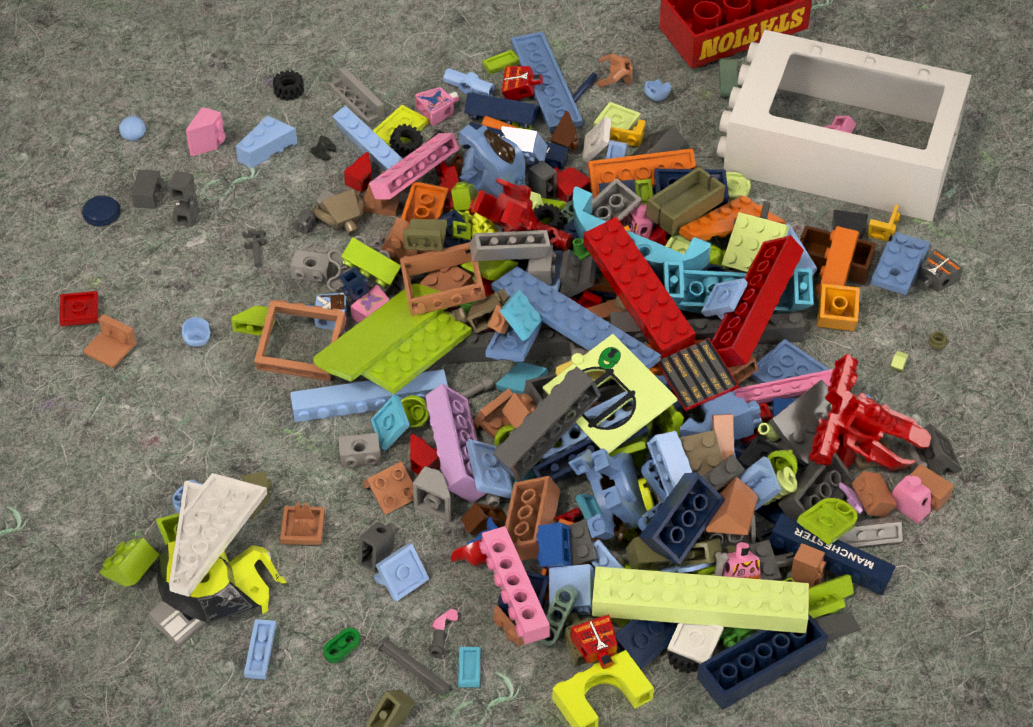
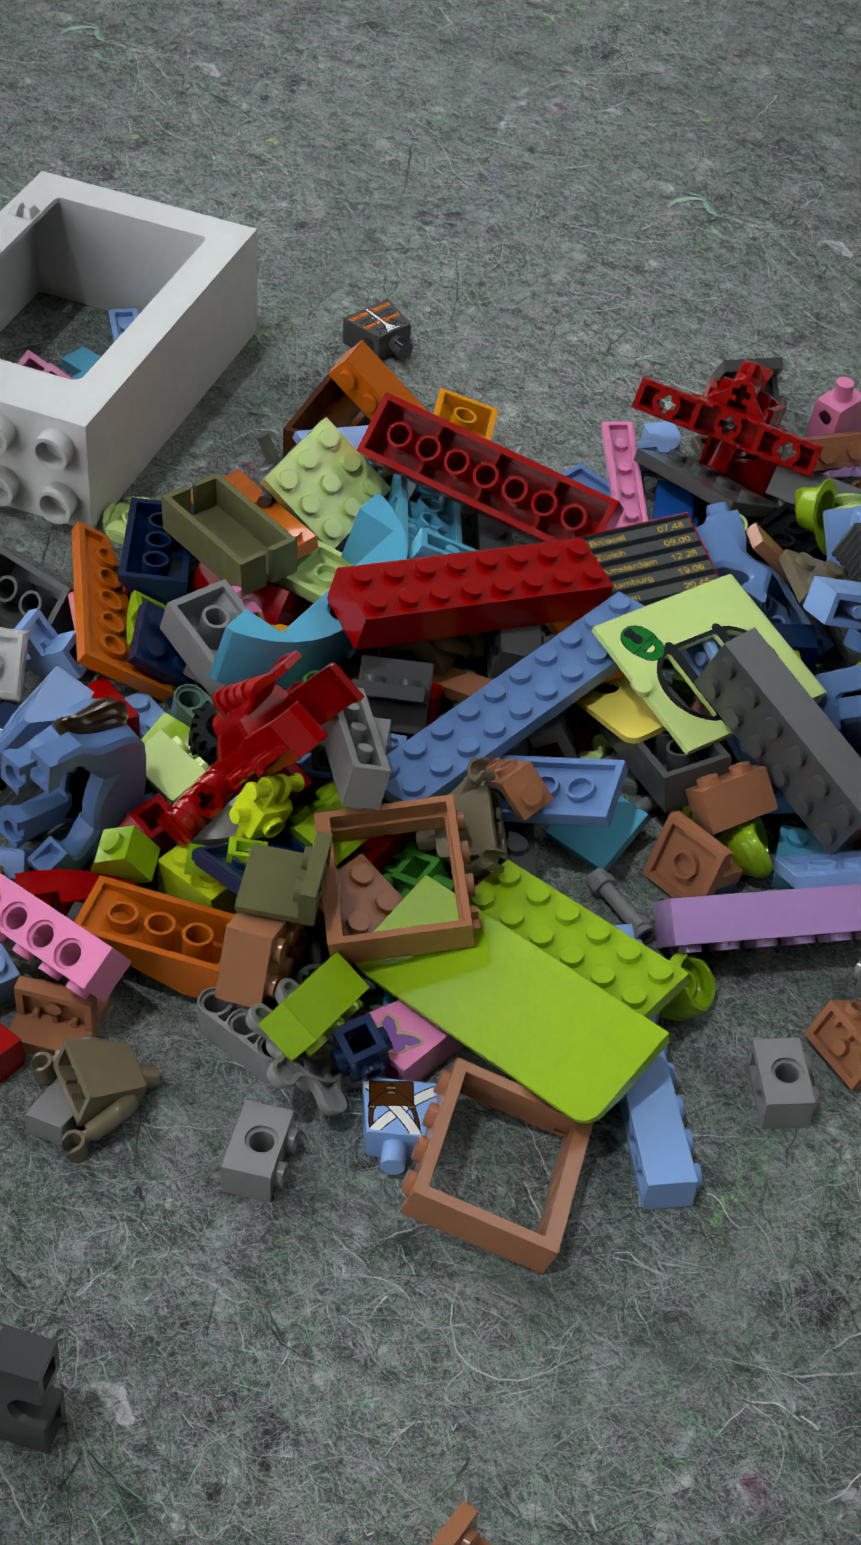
camera: 90 degrees left, 5 degrees down
(195, 331) = (449, 1384): light blue hair -> none
(250, 321) = (415, 1259): lime slope -> none
(255, 244) = (168, 1266): dark grey piece -> none
(304, 221) = (109, 1162): dark grey bush -> none
(390, 422) = (719, 1020): medium azure tile -> none
(422, 455) = (792, 985): red slope -> none
(521, 315) = (527, 749): medium azure plate -> none
(724, 298) = (475, 512): light blue bracket -> none
(850, 220) = (269, 403): black torso -> none
(883, 230) = (273, 362): yellow bracket -> none
(899, 361) = (561, 396): yellowish green piece -> none
(900, 263) = (320, 353): medium blue bracket -> none
(938, 340) = (517, 356): olive plate -> none
(940, 488) = (801, 401): nougat brick -> none

